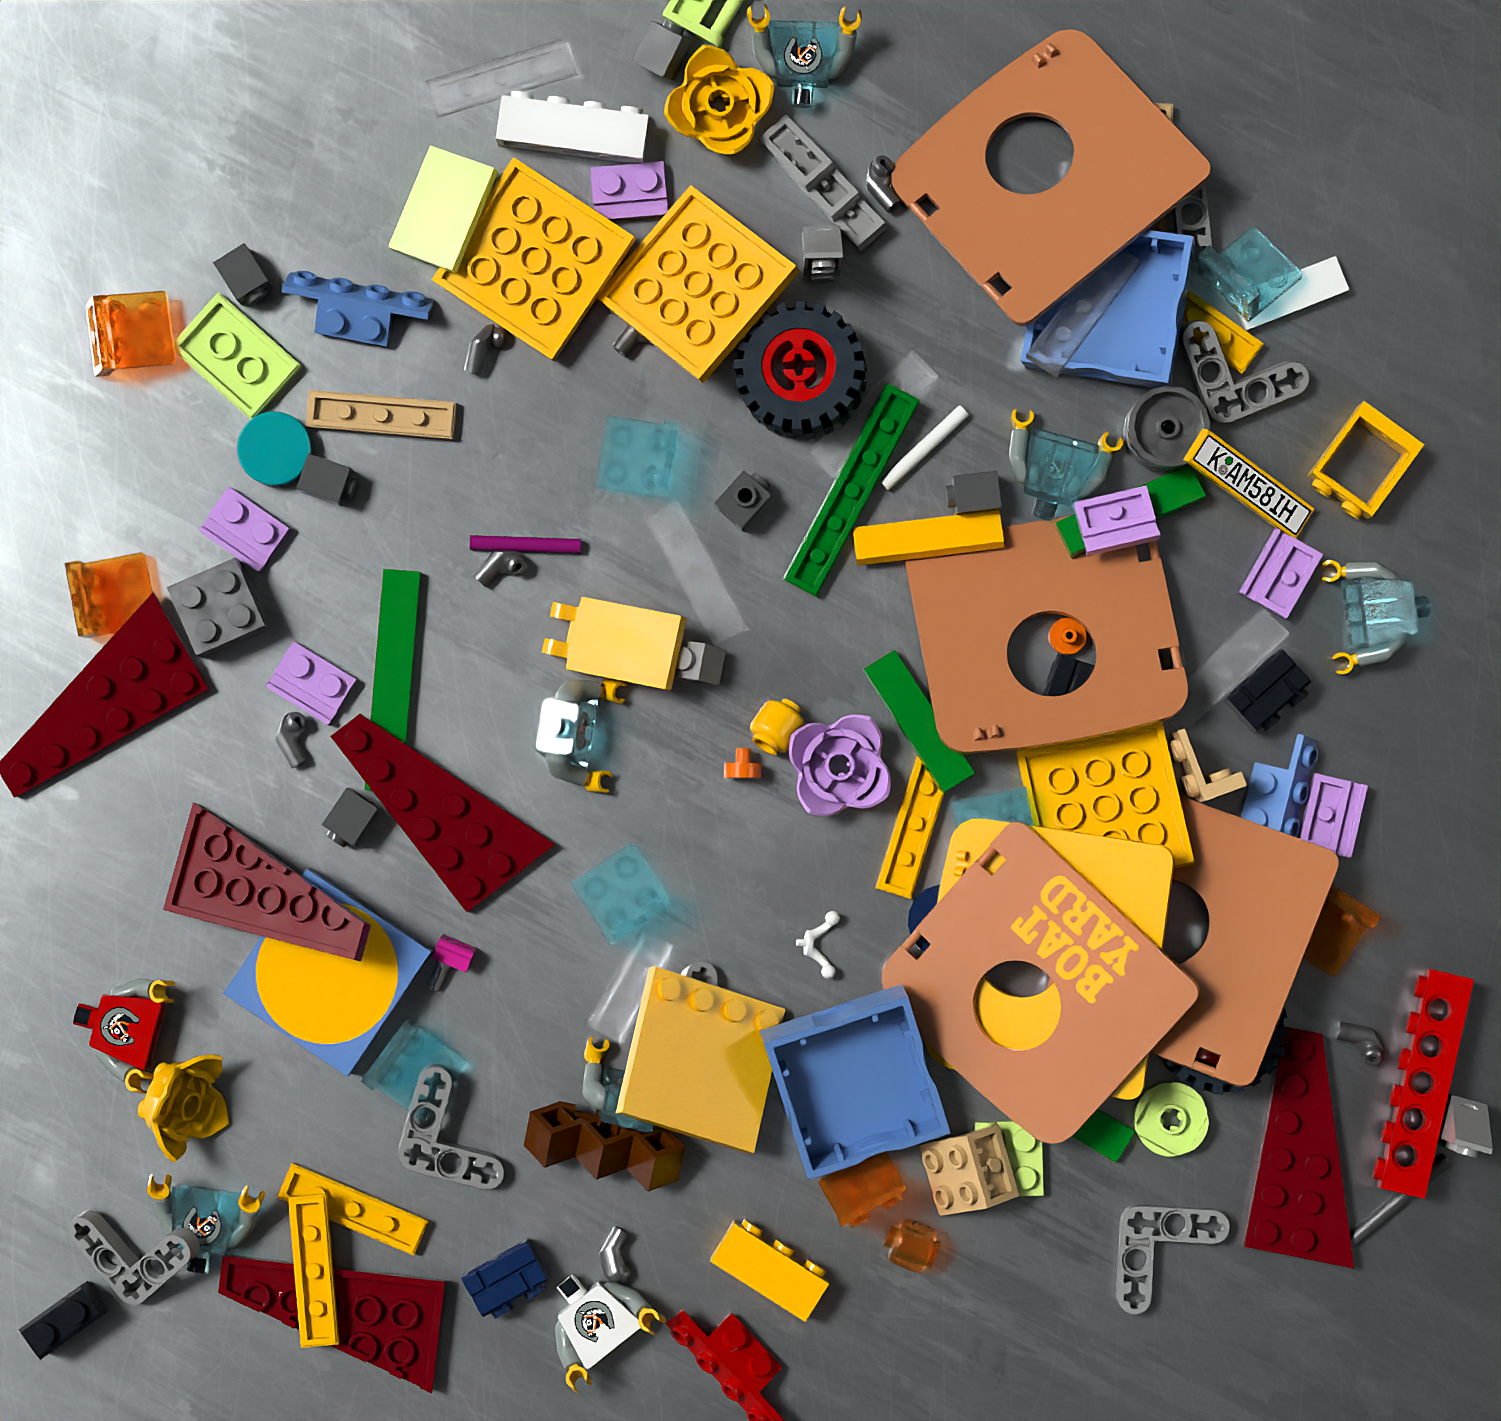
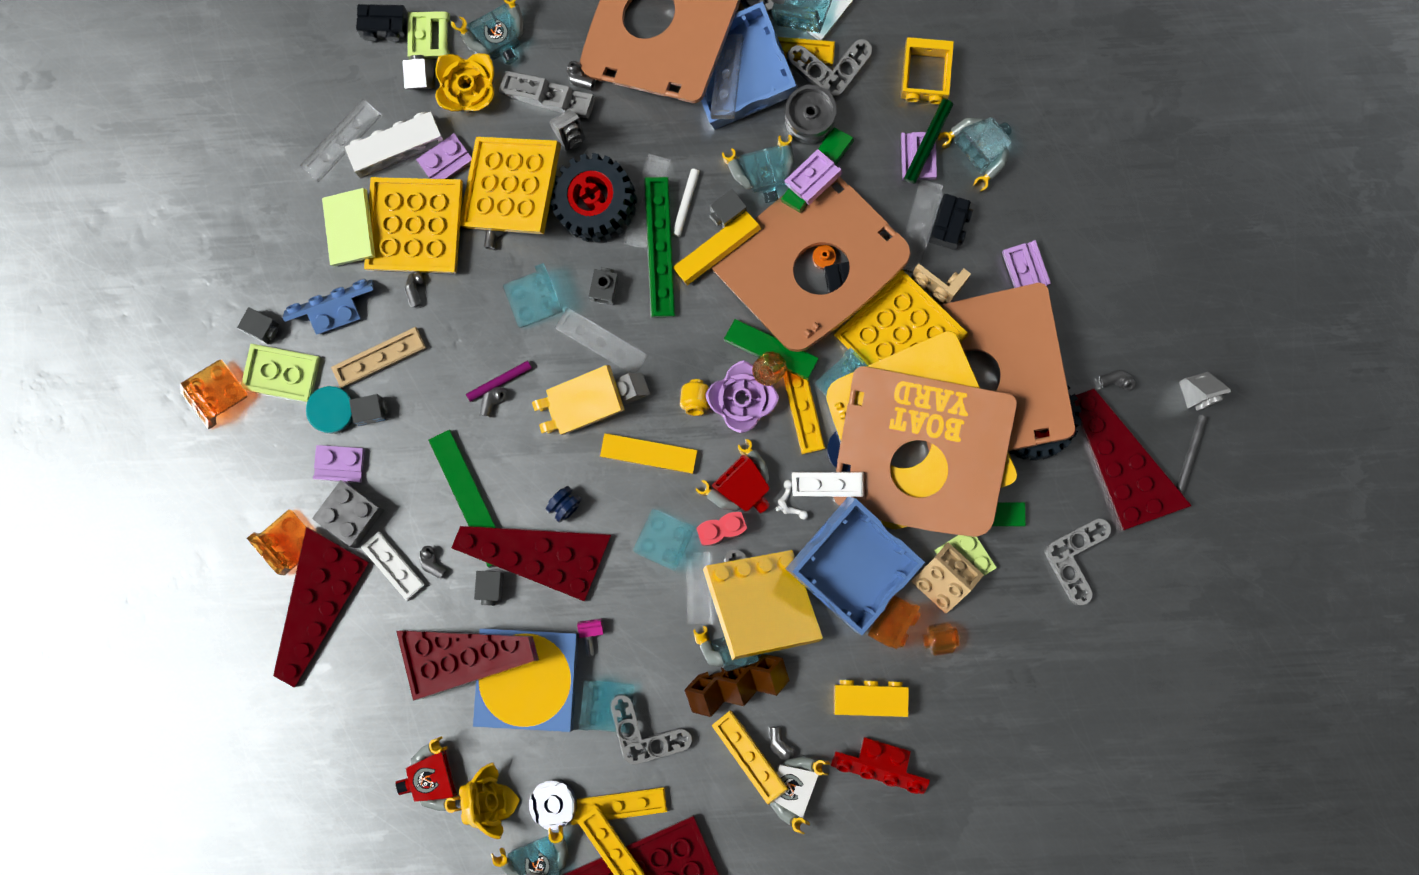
camera: 20 degrees left, 5 degrees down
(238, 712) = (393, 566): none -> white tile
(268, 1157) = (553, 804): none -> tile
(311, 683) = (424, 526): lavender plate -> none
(505, 1279) = (726, 794): dark blue brick -> none
(514, 766) = (563, 504): none -> dark blue wheel
(564, 1250) = (750, 757): none -> yellow tile
(568, 730) = (581, 467): torso -> none
(669, 764) = (648, 453): none -> yellow tile
(695, 924) = (729, 527): none -> coral brick
(742, 767) = (689, 431): orange tile -> none
(770, 881) = (741, 484): none -> red torso
(885, 950) = (828, 484): none -> white tile
(898, 749) = (769, 368): none -> clear orange head
(1191, 1112) = (1050, 474): yellowish green plate -> none
(1248, 483) = (871, 116): tile -> none
(1278, 793) = (989, 272): medium blue bracket -> none
(1305, 563) = (928, 141): none -> dark green axle
(1338, 931) = (1069, 326): clear orange bracket -> none
(1456, 994) = (1152, 323): red brick -> none

